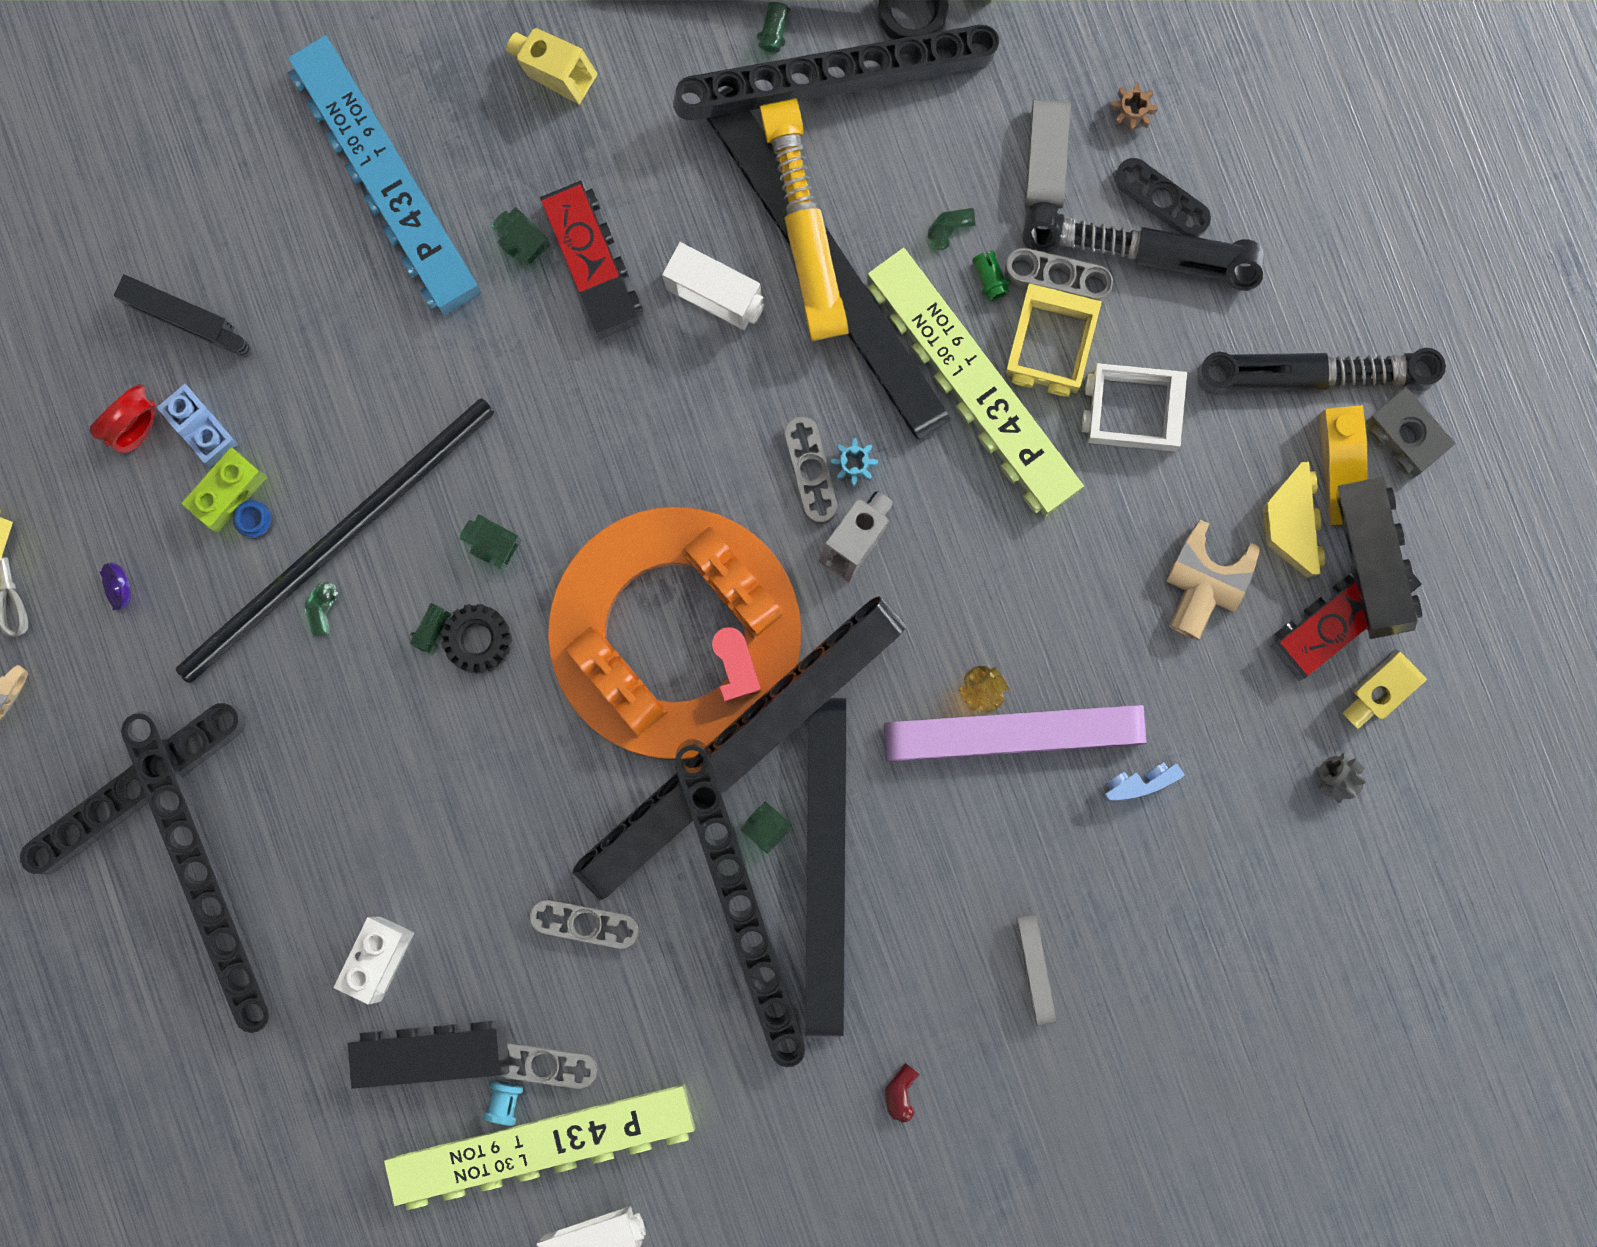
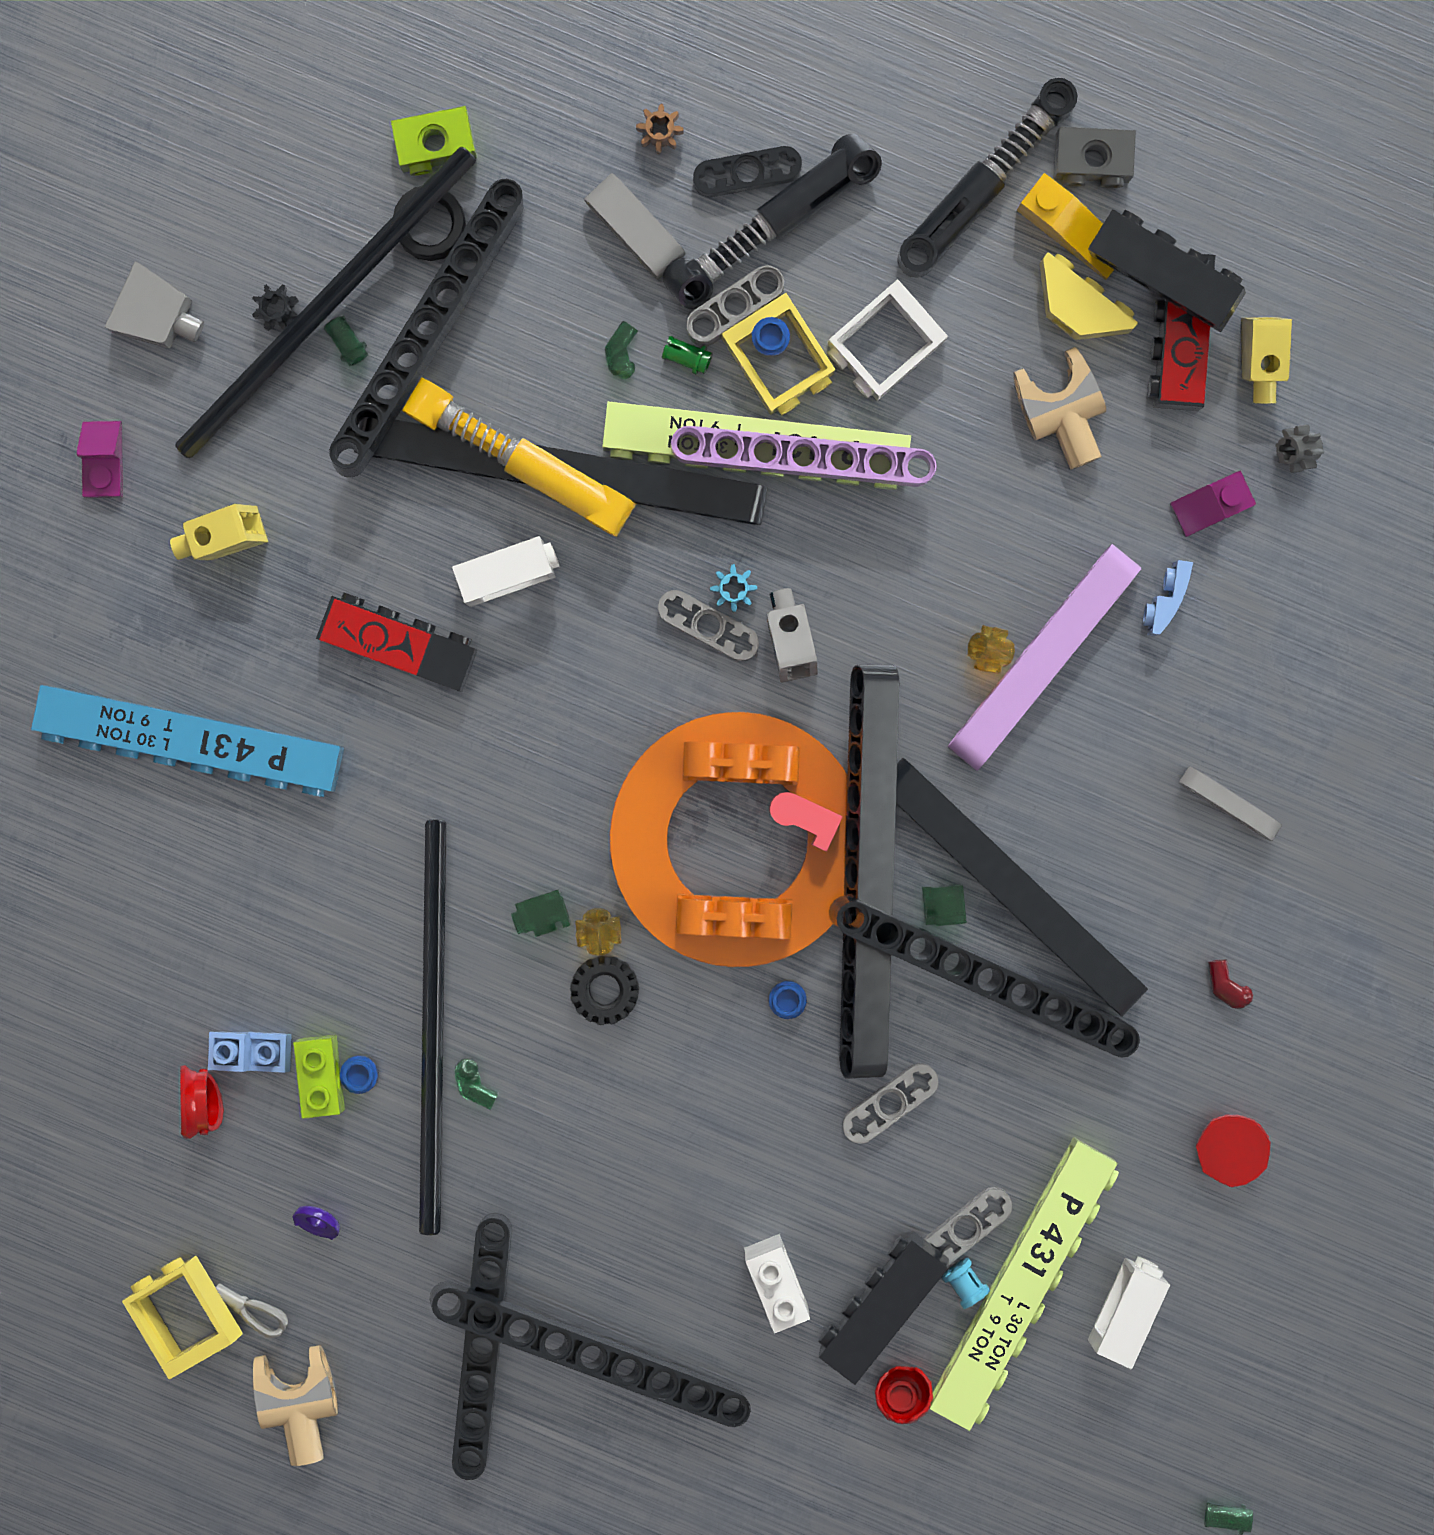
camera: 55 degrees left, 5 degrees up
(180, 314) = (154, 988): black hinge -> none
(377, 1133) = (904, 1394): none -> red hair
(429, 629) = (565, 1017): clear green pin -> none
(514, 594) = (598, 931): none -> clear yellow gear
(520, 237) = (330, 680): clear green brick -> none
(591, 778) = (787, 1000): none -> blue plate
(783, 1210) = (1233, 1150): none -> red hat
(990, 402) = (822, 451): none -> lavender beam
(1059, 319) = (770, 336): none -> blue plate
(1242, 753) = (1212, 503): none -> magenta slope

